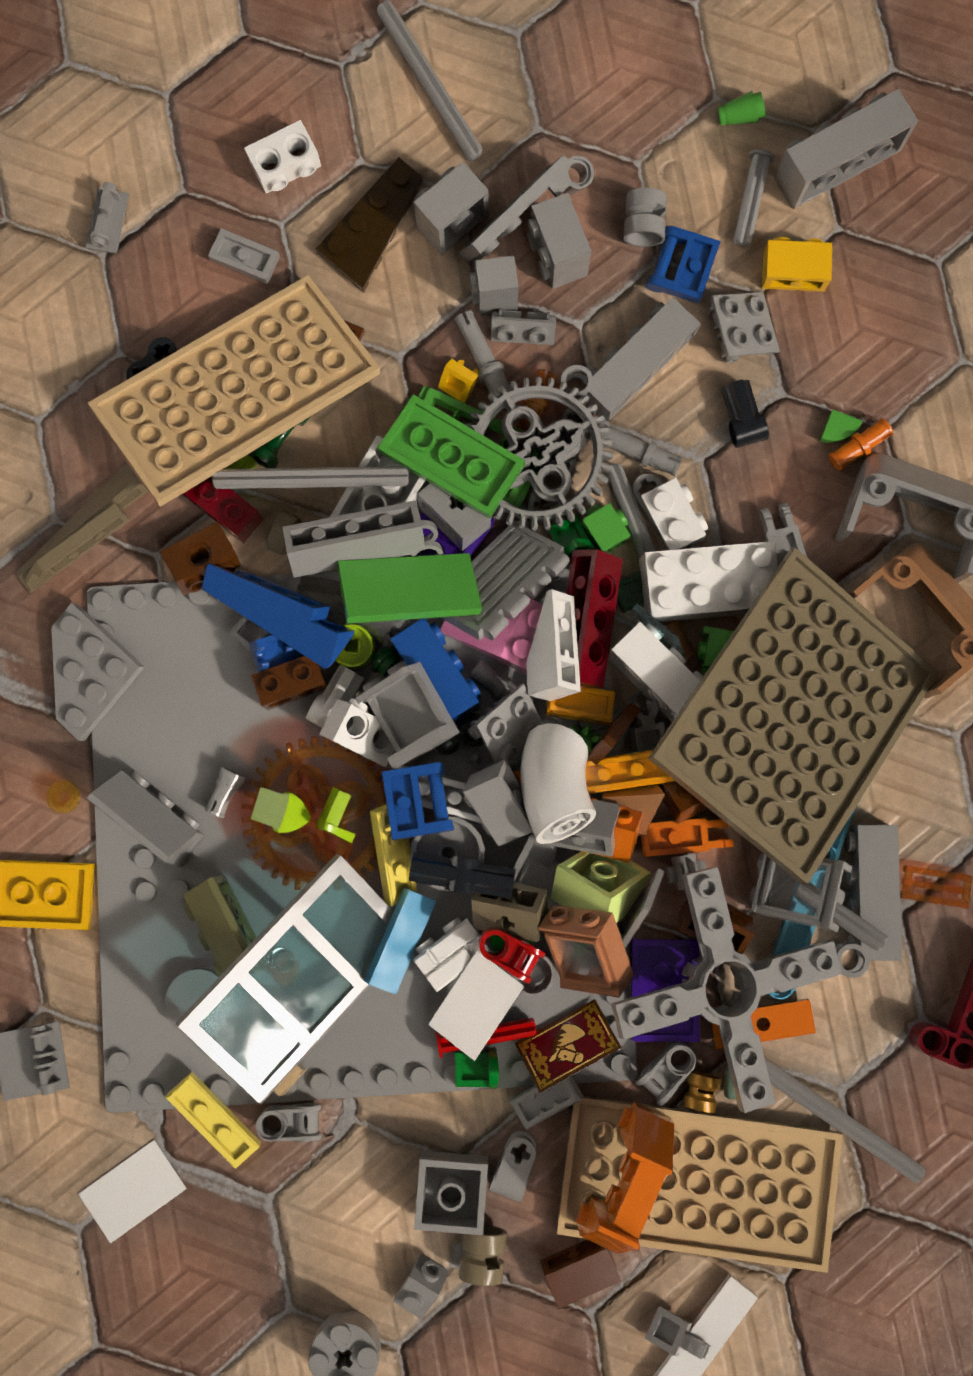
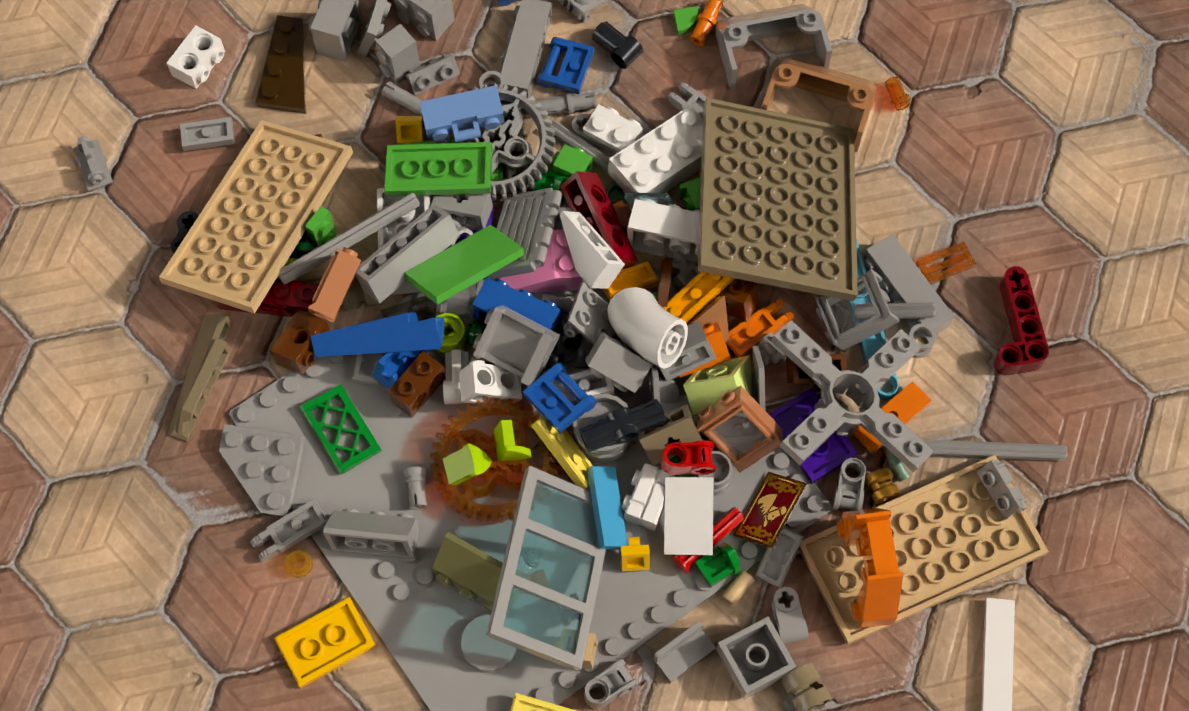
camera: 35 degrees left, 15 degrees down
(76, 757) = (291, 529): none -> light grey hinge
(208, 694) = (349, 409): none -> green window
(259, 528) = (335, 284): none -> nougat window
(293, 445) = (321, 227): none -> bright green plate
(386, 1135) = (683, 652): none -> light grey panel
(397, 1007) = (635, 556): none -> yellow tile
(483, 1102) = (737, 588): none -> tan piece
(516, 403) = (462, 111): none -> medium blue piece
(579, 1272) = (882, 659): reddish brown hinge -> none
(623, 619) = (622, 211): none -> reddish brown plate
(671, 1334) = (972, 659): light grey plate -> none
(678, 413) = (573, 67): none -> blue plate
(821, 1195) = (996, 480): none -> light grey hinge

